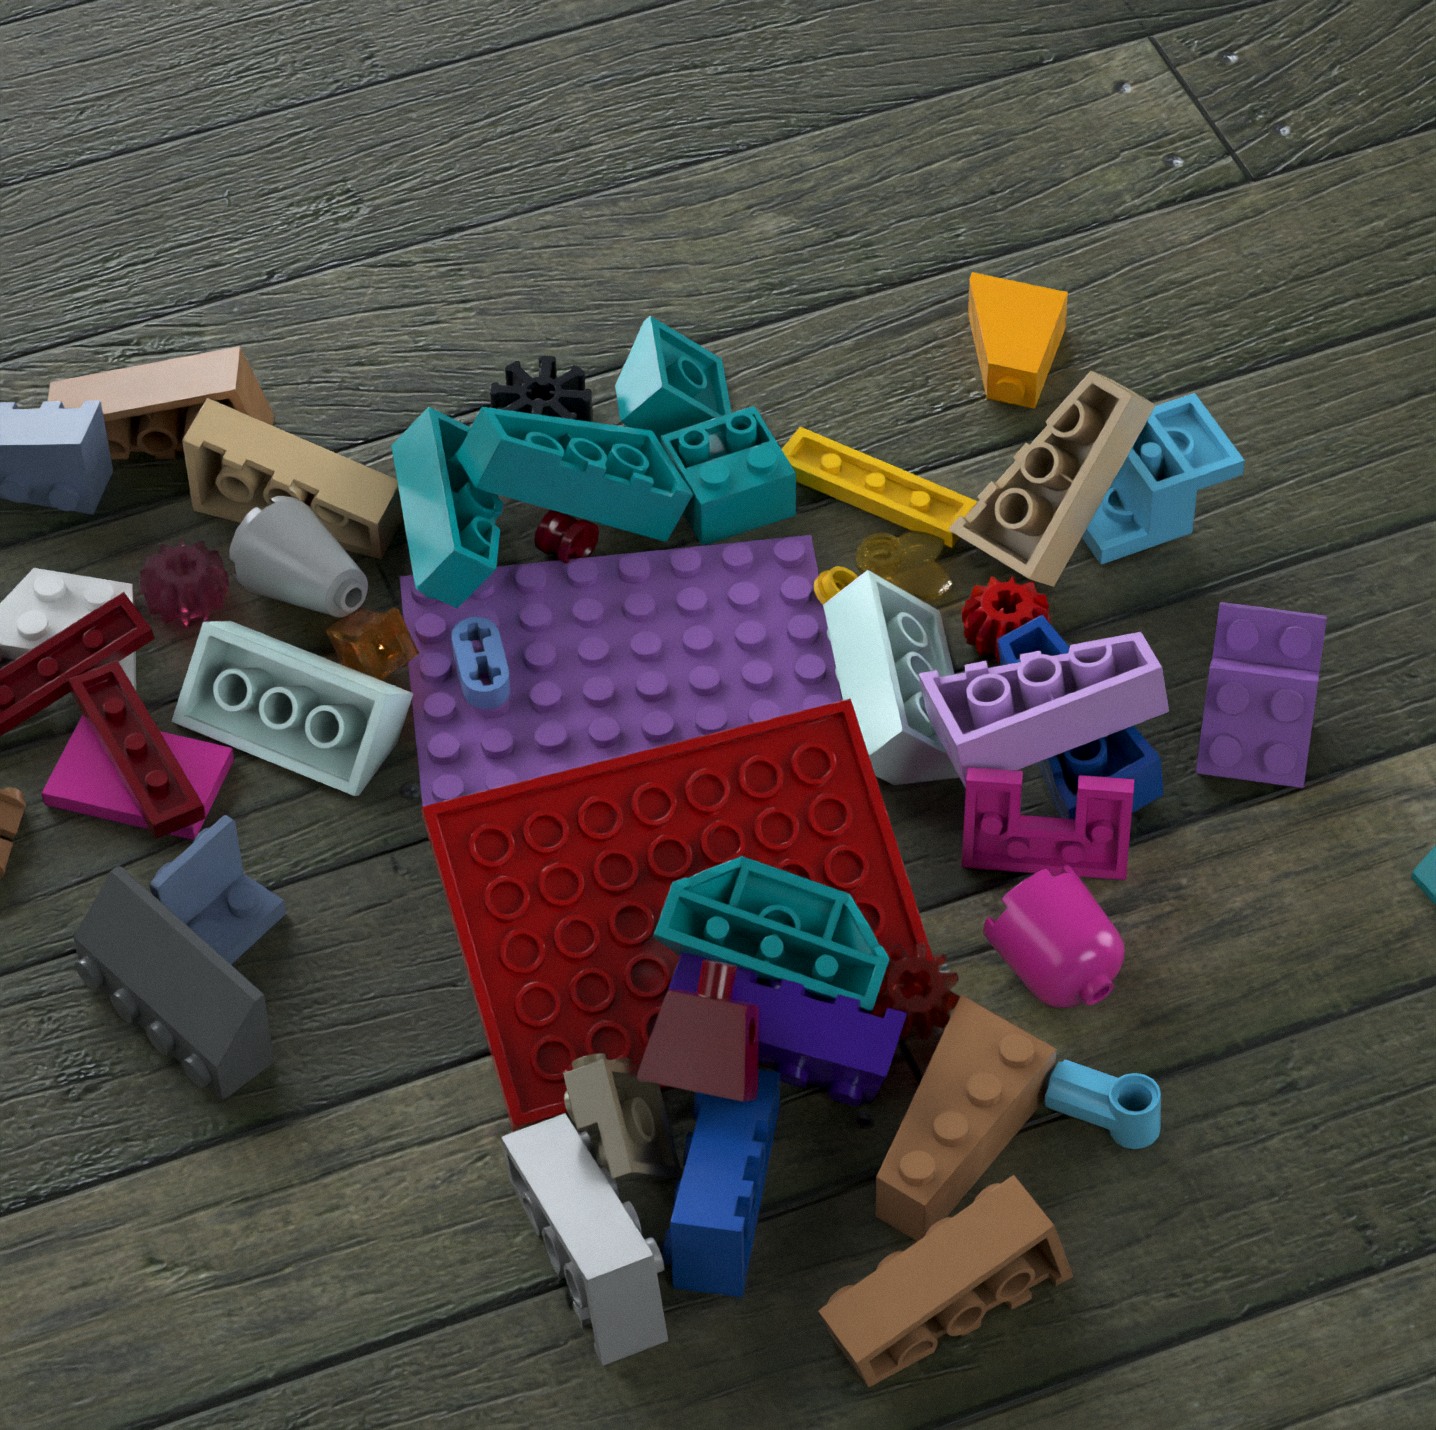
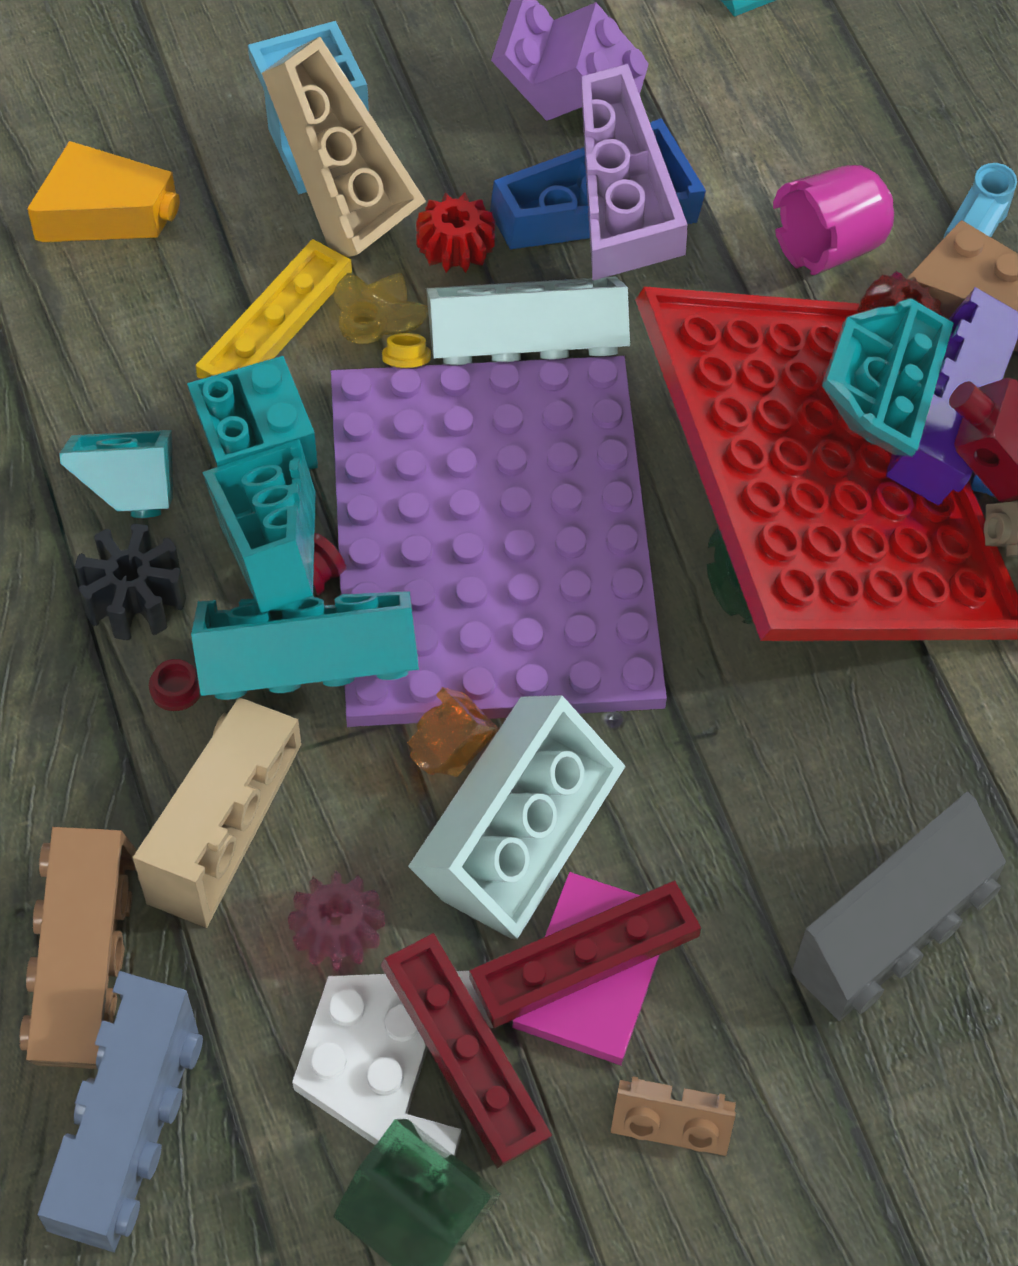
camera: 90 degrees left, 10 degrees up
(214, 895) = (783, 877): sand blue bracket -> none
(296, 560) = (357, 783): light grey cone -> none
(489, 661) = (491, 632): medium blue beam -> none
(1004, 840) = (712, 214): dark pink plate -> none

